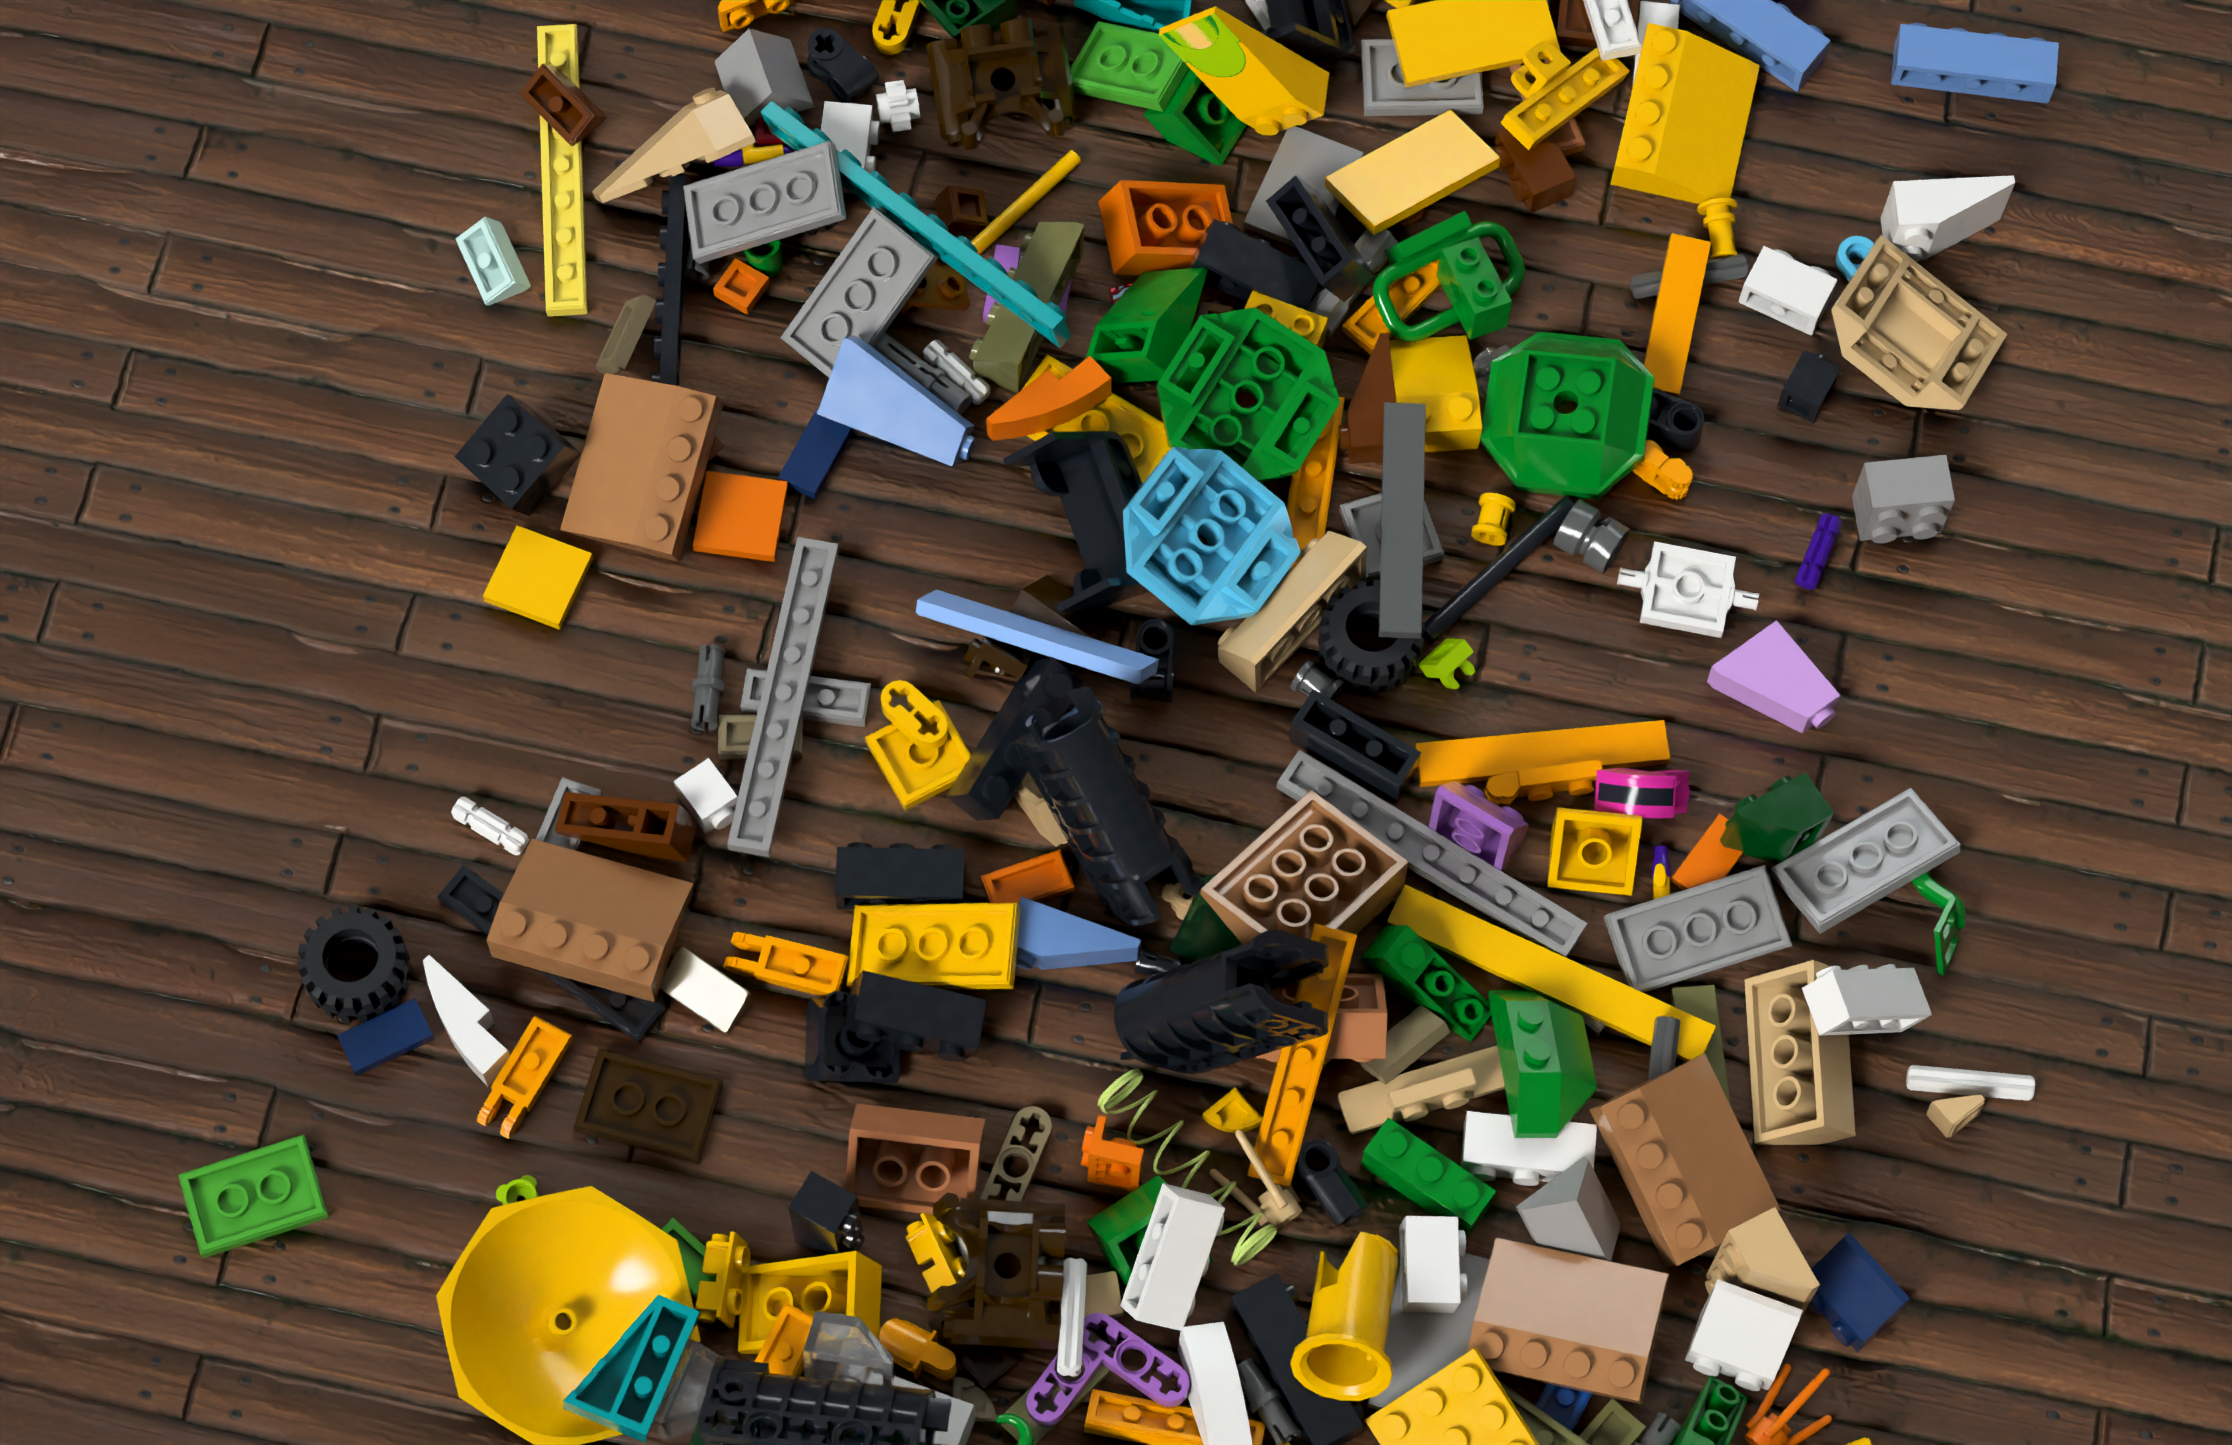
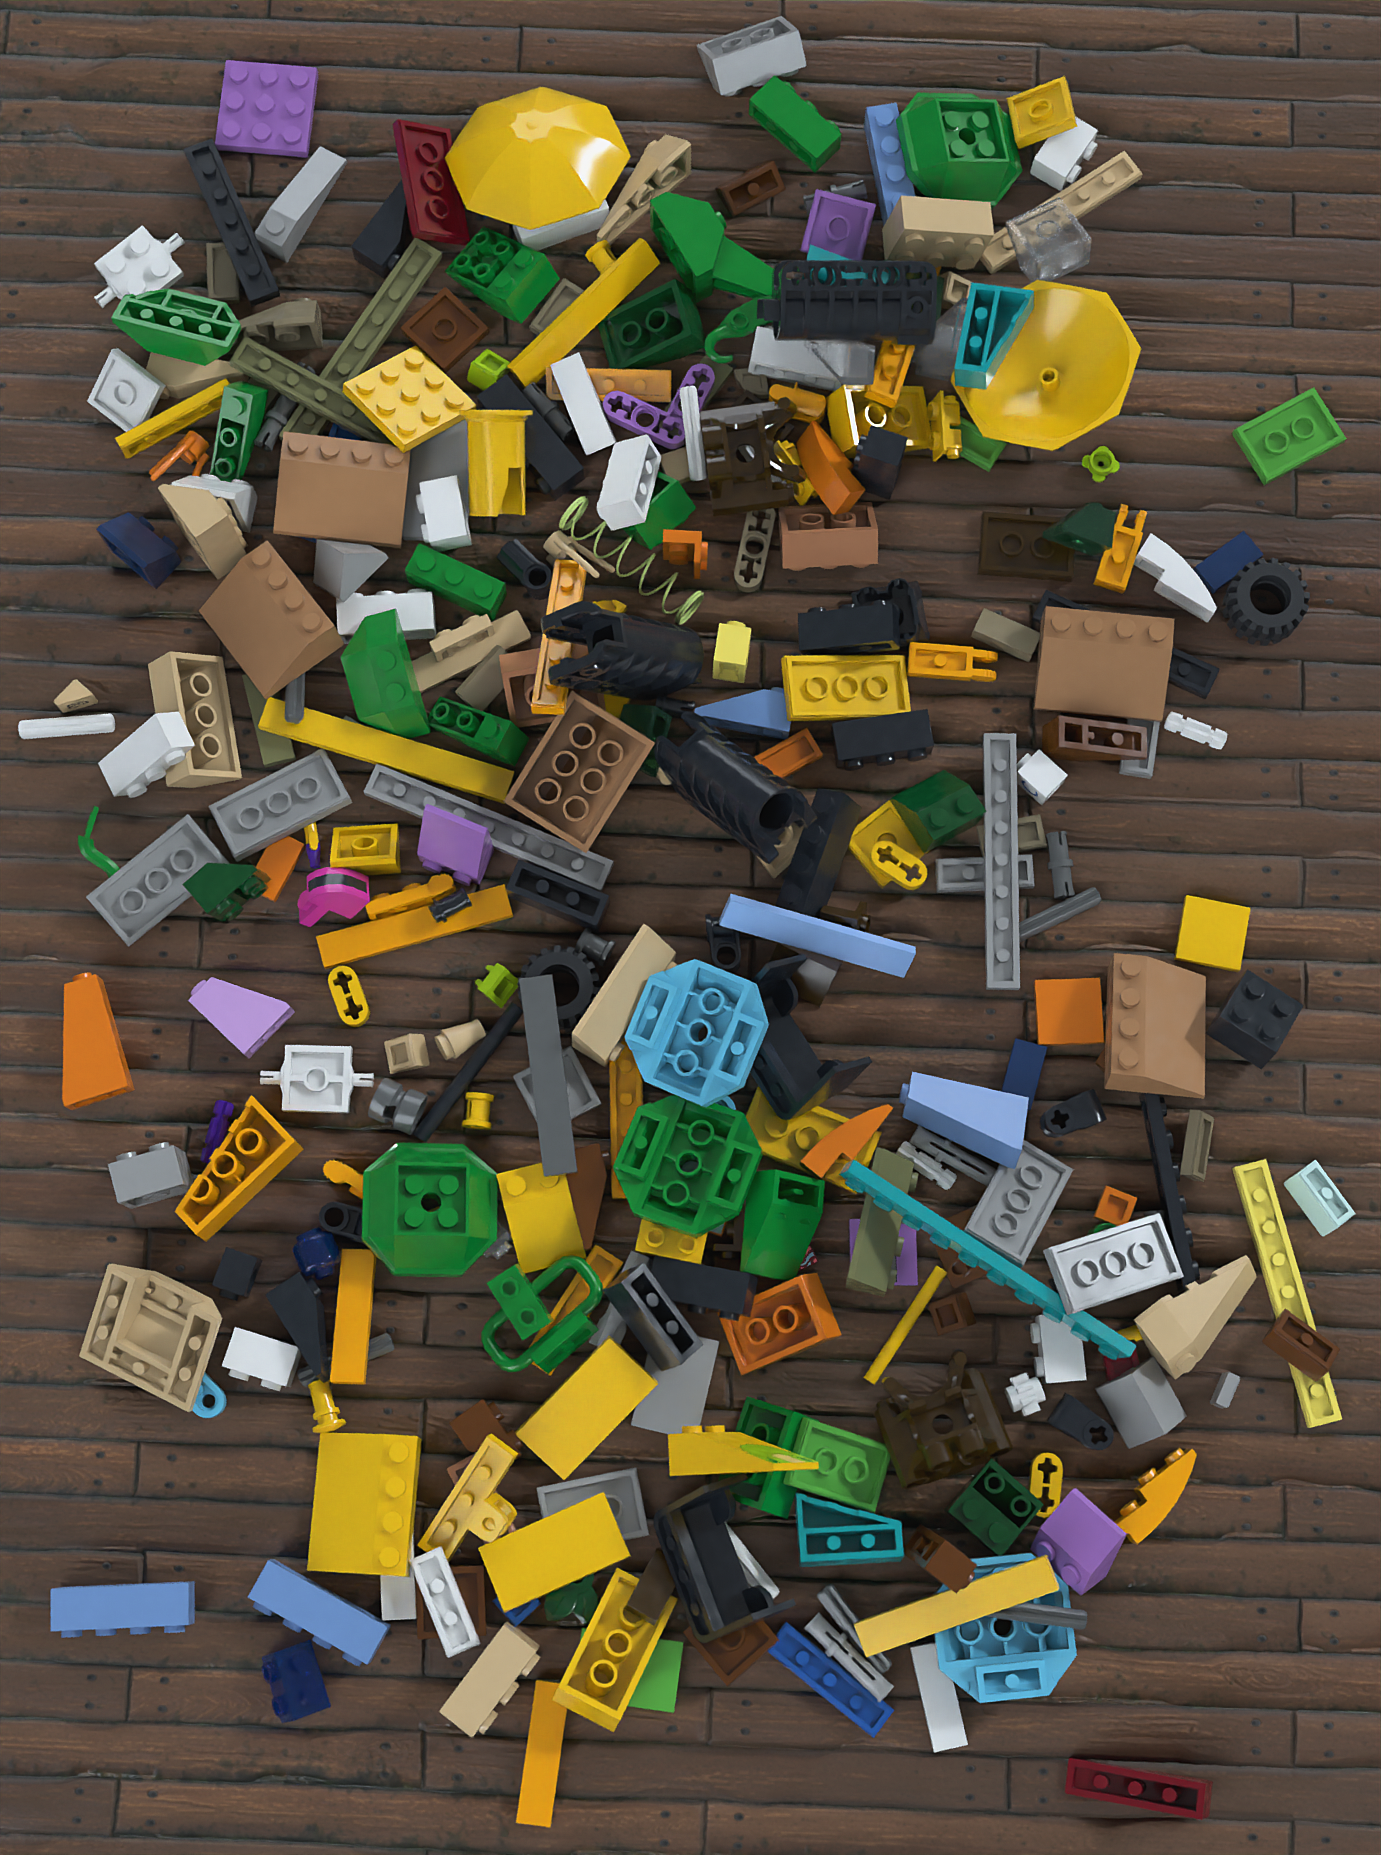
camera: 170 degrees right, 10 degrees up
(571, 1100) = (1084, 529): none -> clear green slope
(664, 73) = (1225, 1390): none -> light grey tile
(724, 631) = (1058, 913): none -> dark grey axle
(762, 394) = (1077, 1114): none -> black piece
(848, 775) = (938, 809): none -> dark green slope
(897, 1239) = (828, 470): none -> orange slope
(1075, 1011) = (731, 652): none -> light yellow brick
(1495, 759) = (449, 905): none -> black pin
(1505, 606) = (457, 1039): none -> tan cone
(1571, 605) = (406, 1053): none -> tan slope
(1645, 680) = (356, 993): none -> yellow beam
(1711, 387) = (316, 1253): none -> clear blue head
(1735, 320) = (304, 1318): none -> black slope
(1785, 501) = (237, 1170): none -> light orange wedge
(1938, 213) = (146, 1437): white slope -> none
(1964, 671) = (91, 1045): none -> orange slope

